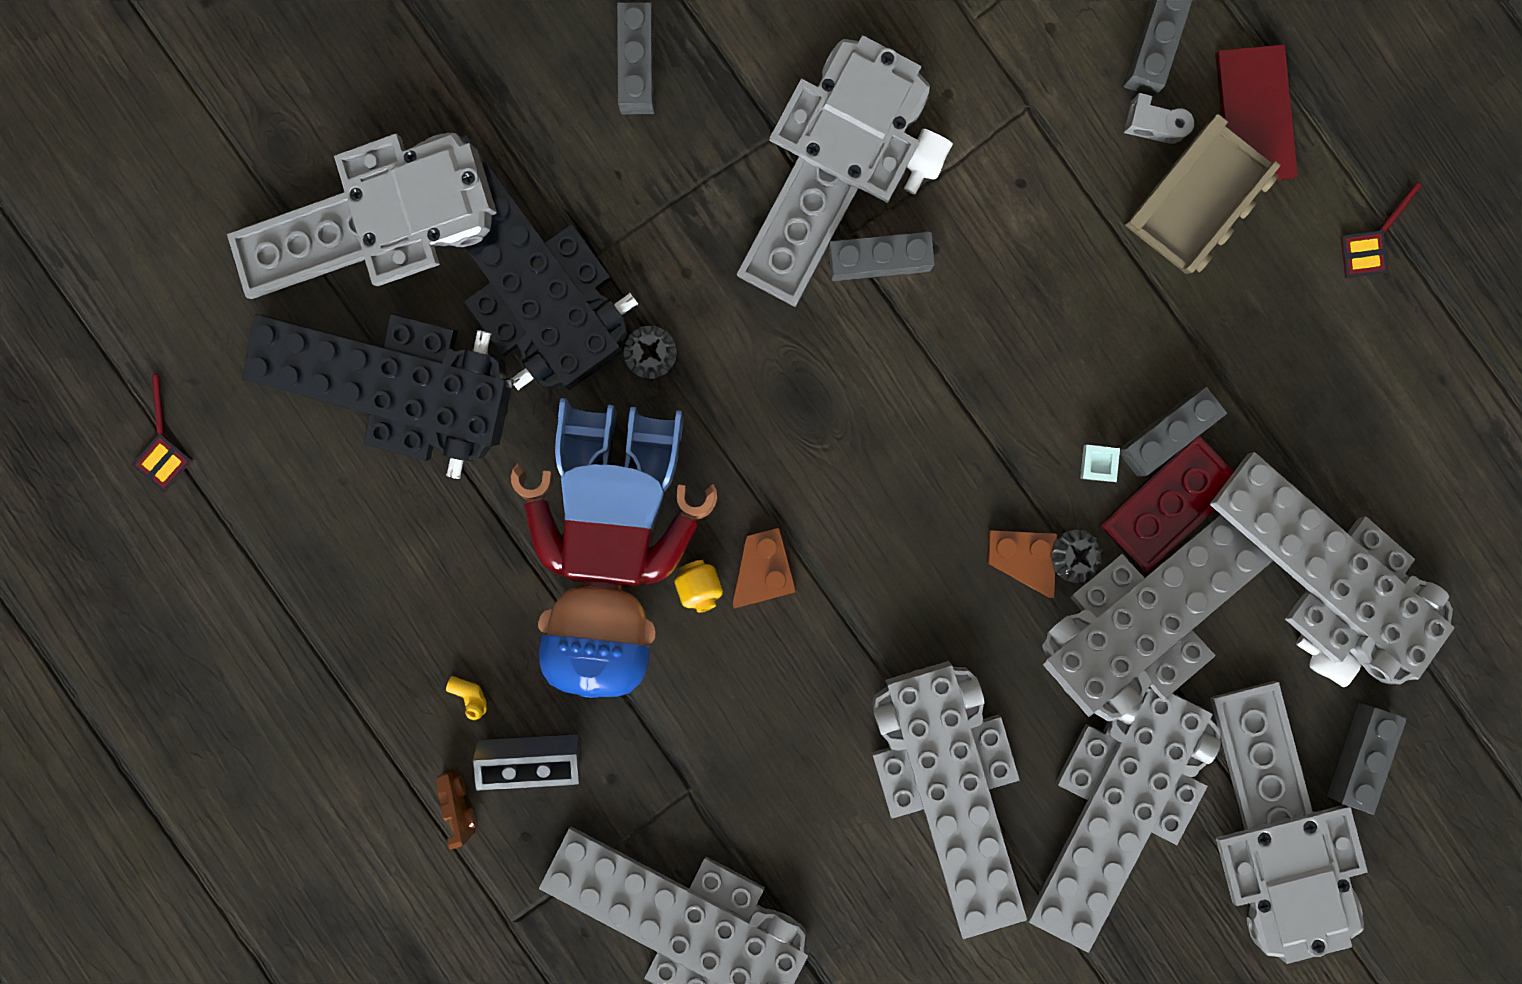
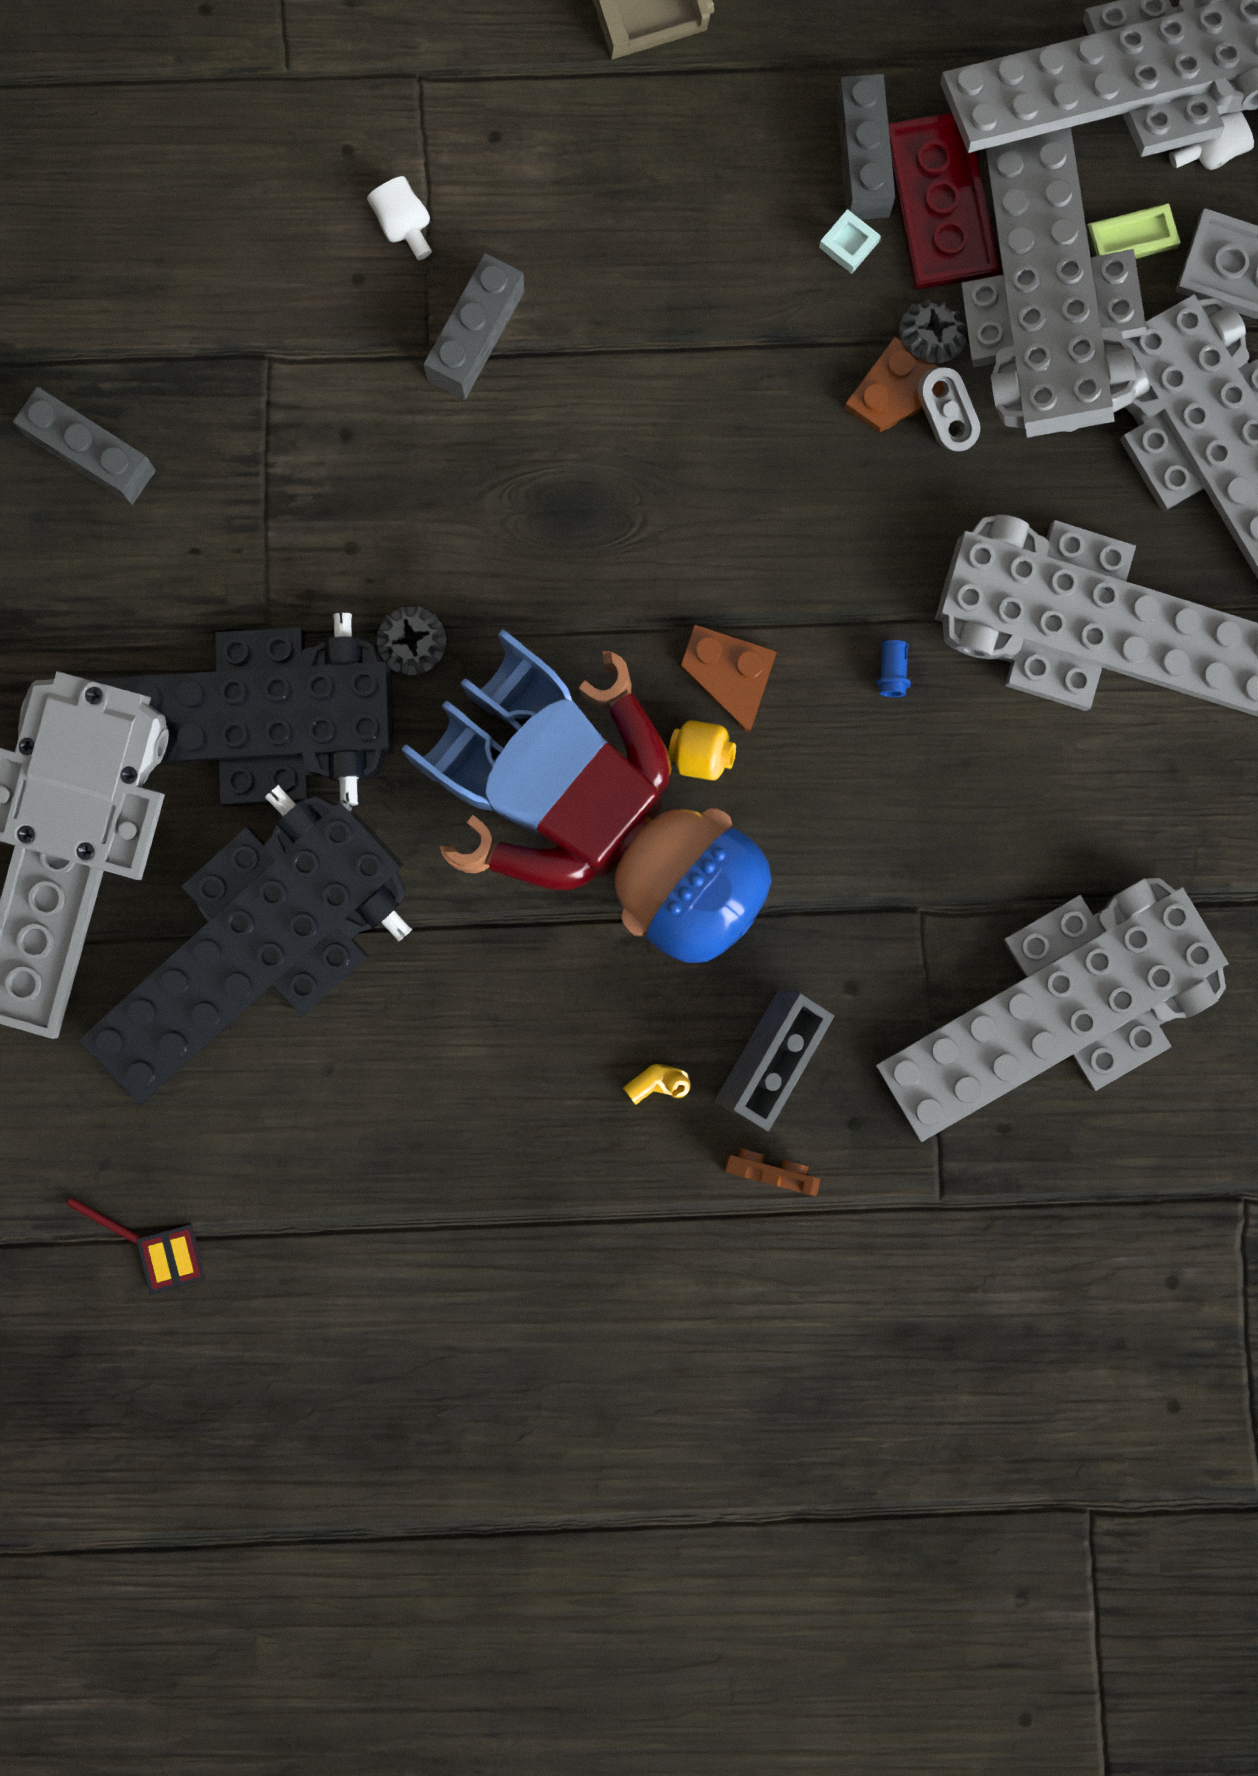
camera: 60 degrees left, 5 degrees down
(834, 674) = (893, 669): none -> blue pin
(845, 140) = (324, 282): light grey piece -> none
(1031, 599) = (948, 407): none -> light grey plate
(1230, 645) = (1144, 231): none -> yellowish green tile

